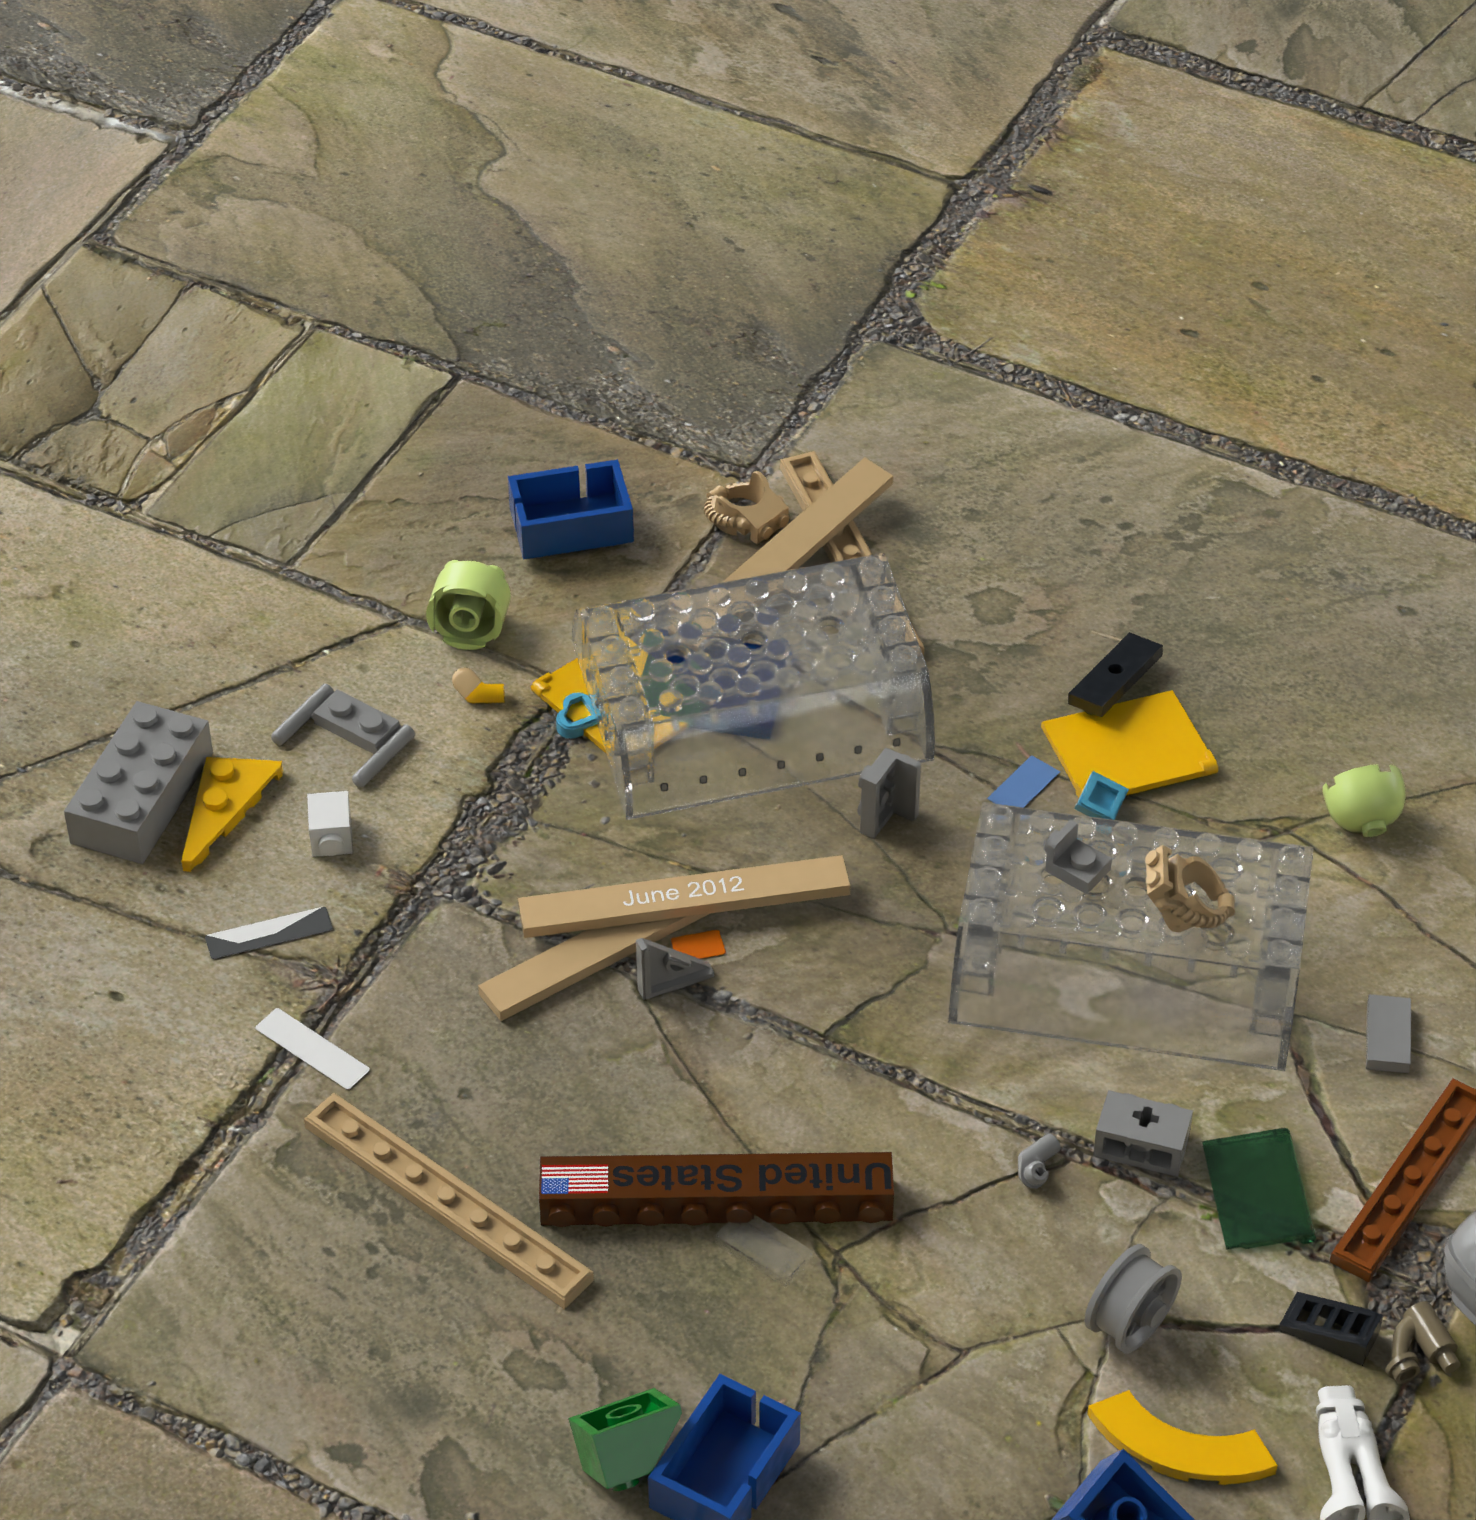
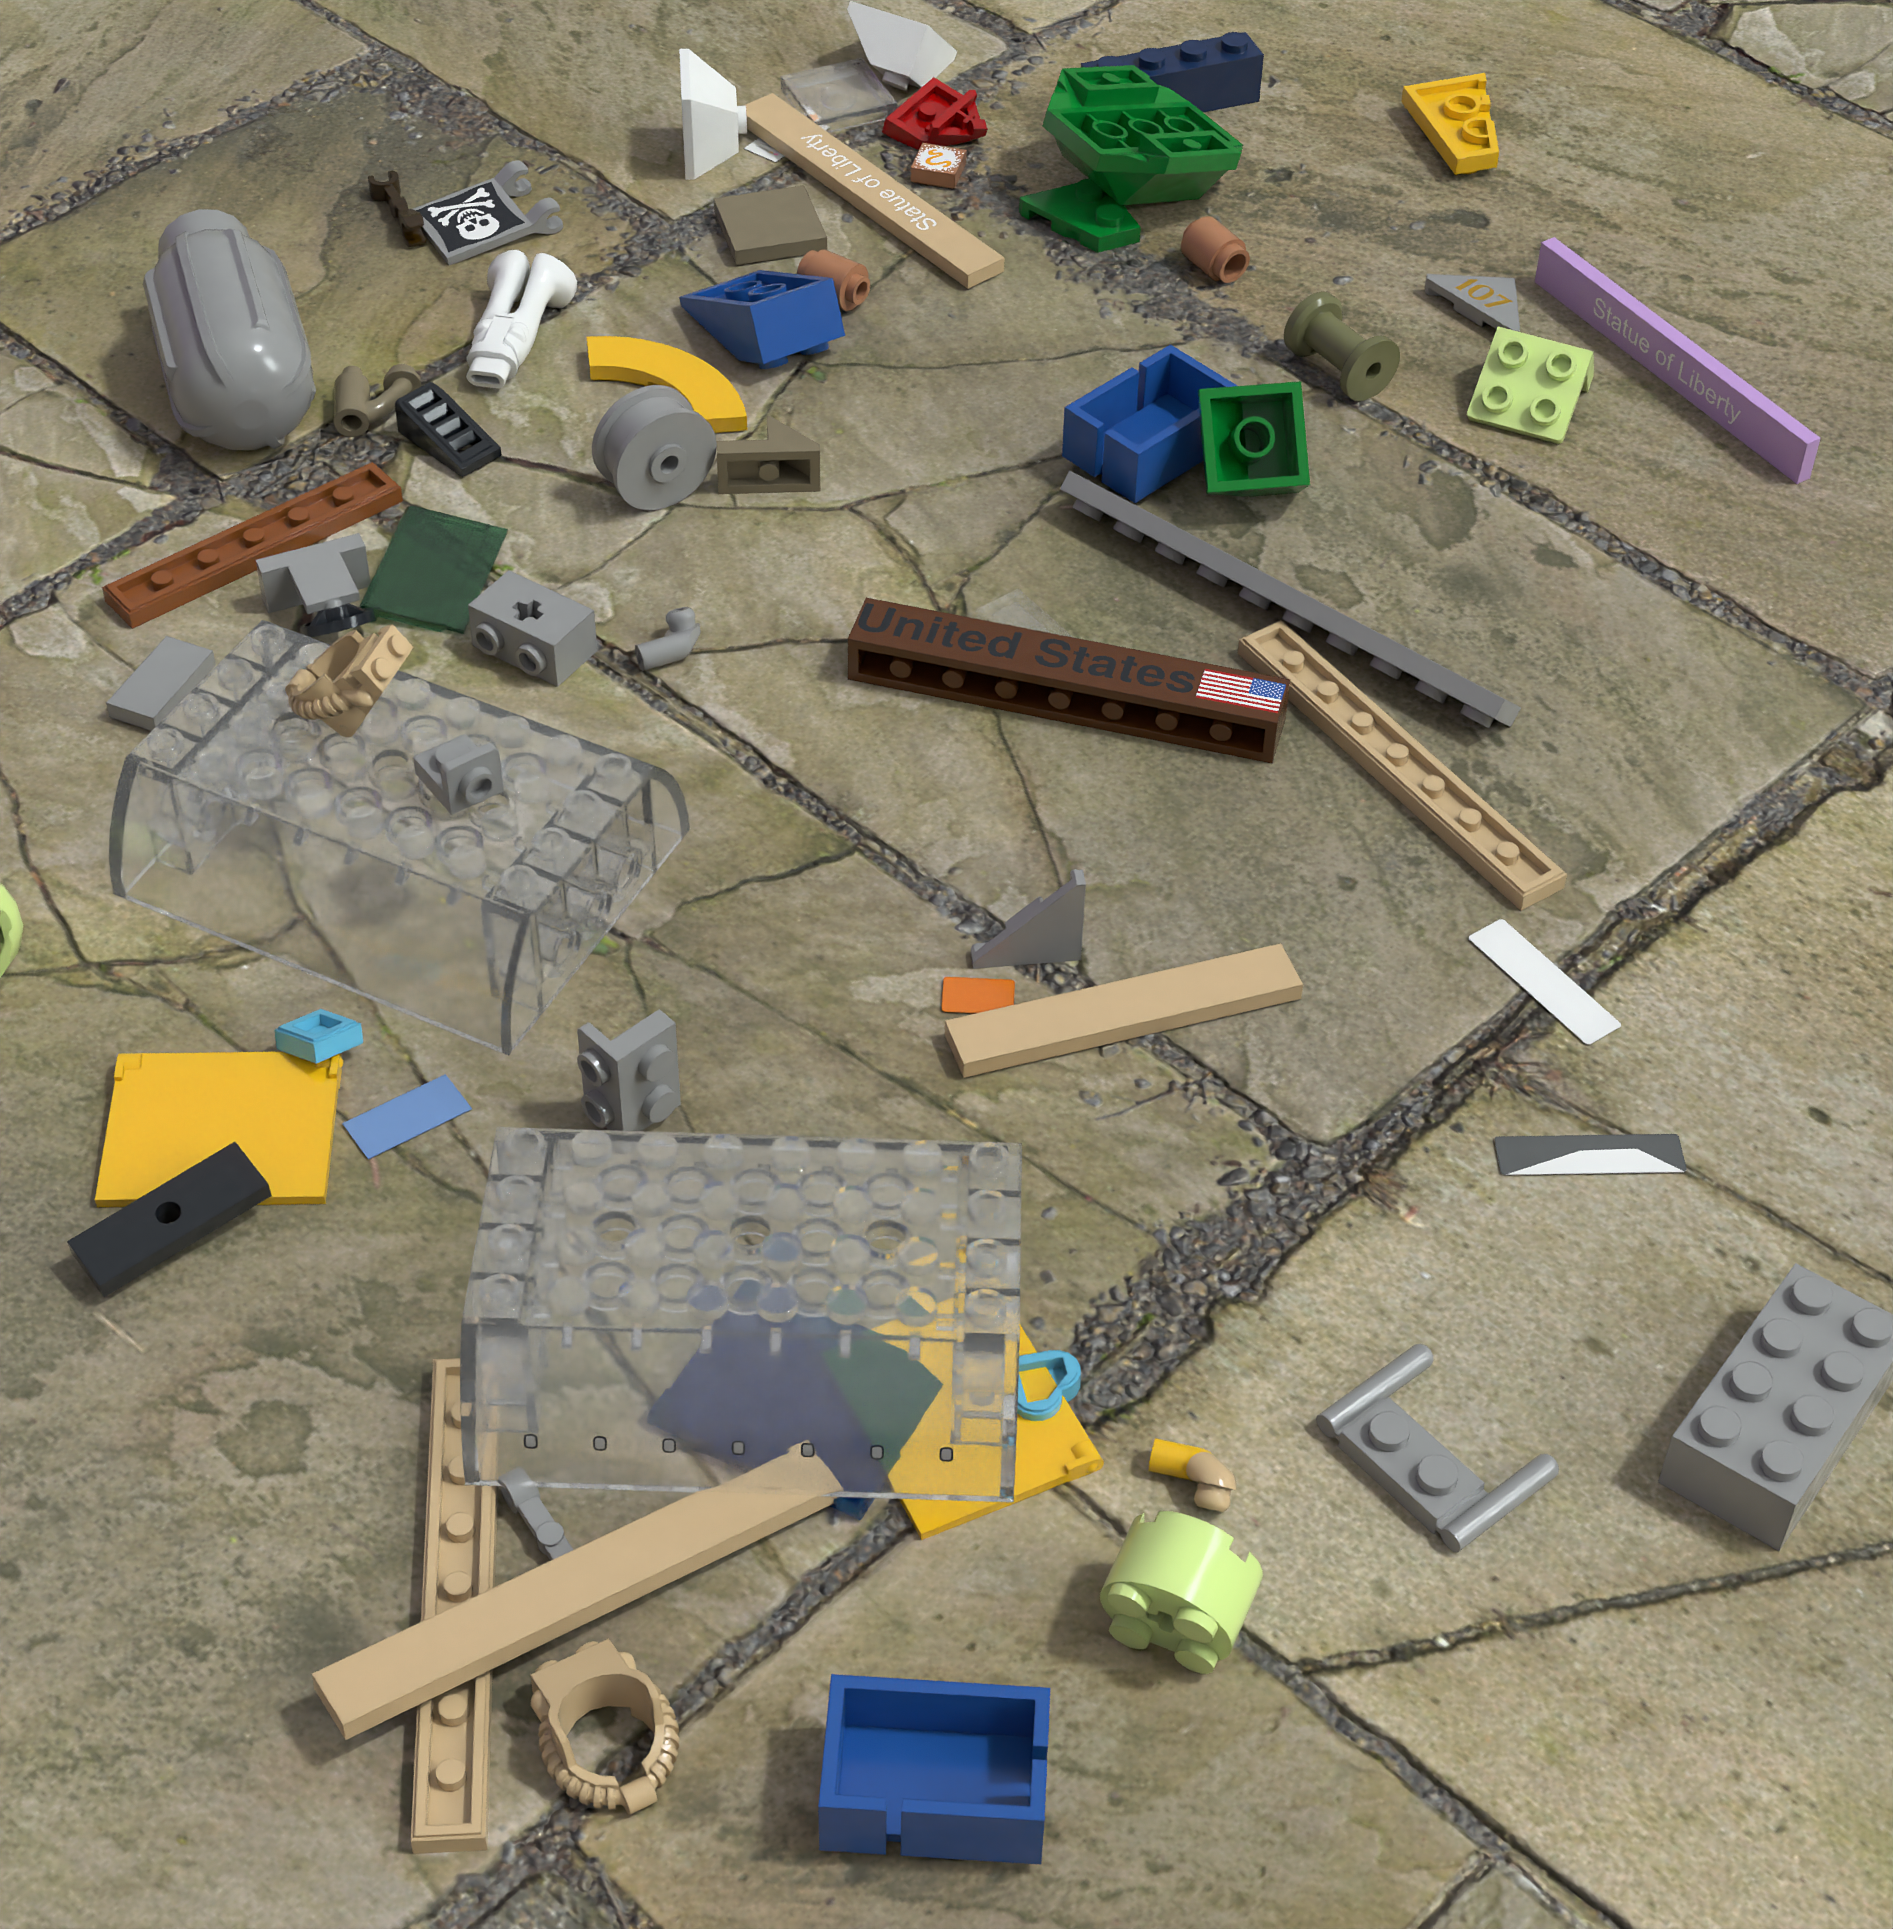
camera: 165 degrees left, 0 degrees up
(223, 797) = (1642, 1378): yellow wing -> none
(329, 823) = (1482, 1265): white brick -> none
(559, 1313) = (1301, 609): none -> light grey plate
(683, 896) = (981, 1021): tan tile -> none
(1034, 1352) = (773, 465): none -> dark tan slope
(1335, 1127) = (323, 580): none -> light grey piece

